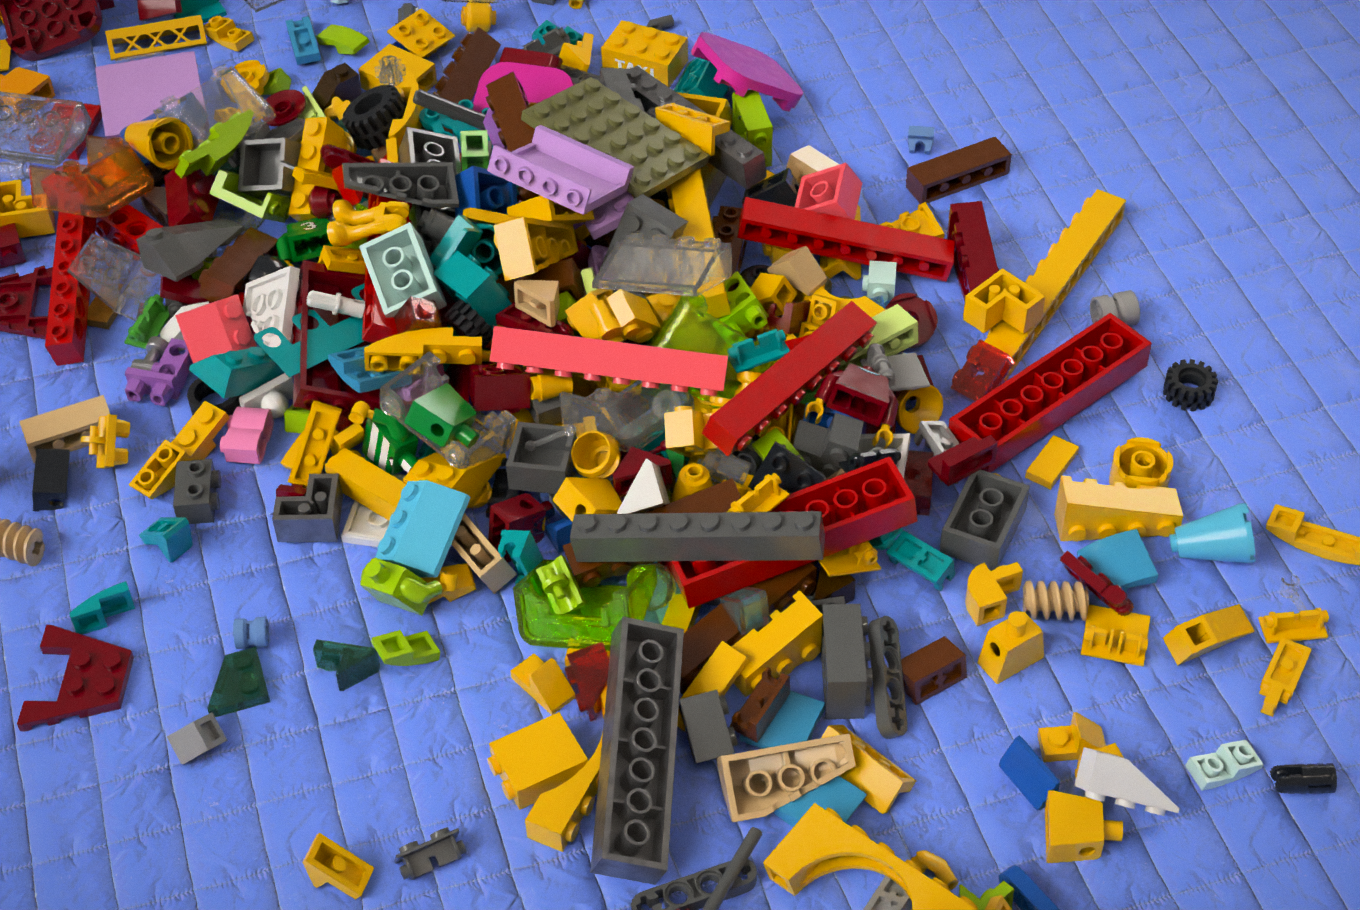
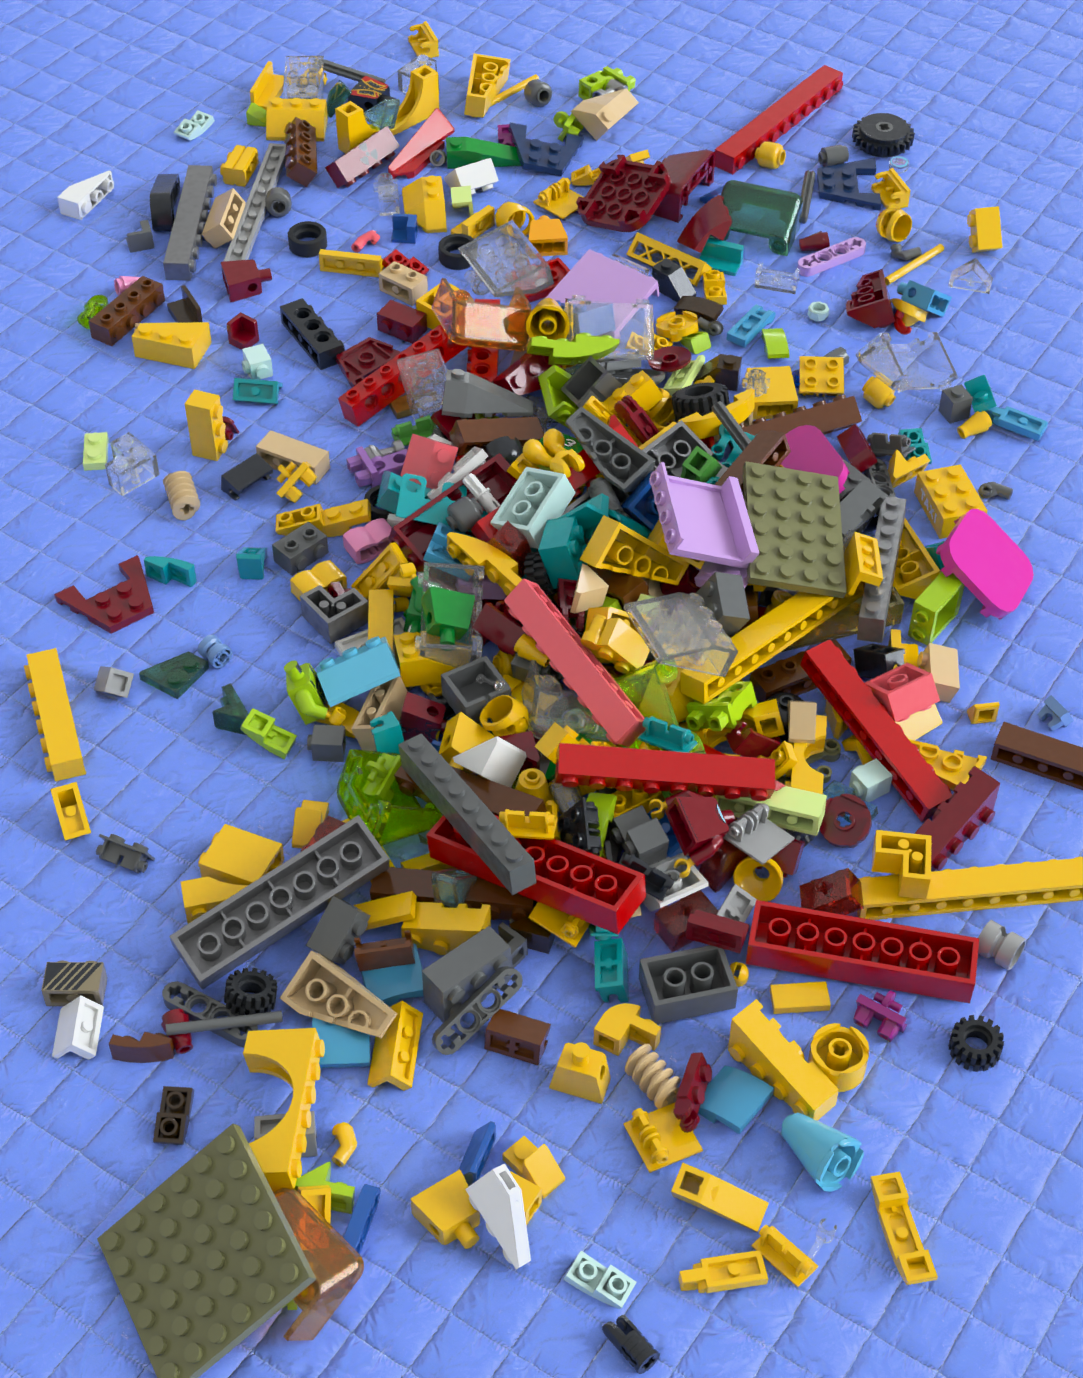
camera: 50 degrees right, 0 degrees up
(186, 812) = (55, 715): none -> yellow brick
(187, 41) = (672, 280): none -> black slope
(243, 52) = (700, 306): none -> dark brown slope
(254, 504) = (320, 574): none -> yellow brick
(276, 61) = (713, 328): none -> dark grey arm
(345, 329) = (464, 514): none -> dark grey head
(463, 611) = (327, 743): none -> dark grey brick
(485, 216) = (631, 515): yellow tile -> none
(703, 828) = (254, 982): none -> black tyre
(876, 177) = (983, 712): none -> yellow slope
(1114, 417) = (869, 1009): none -> magenta hips

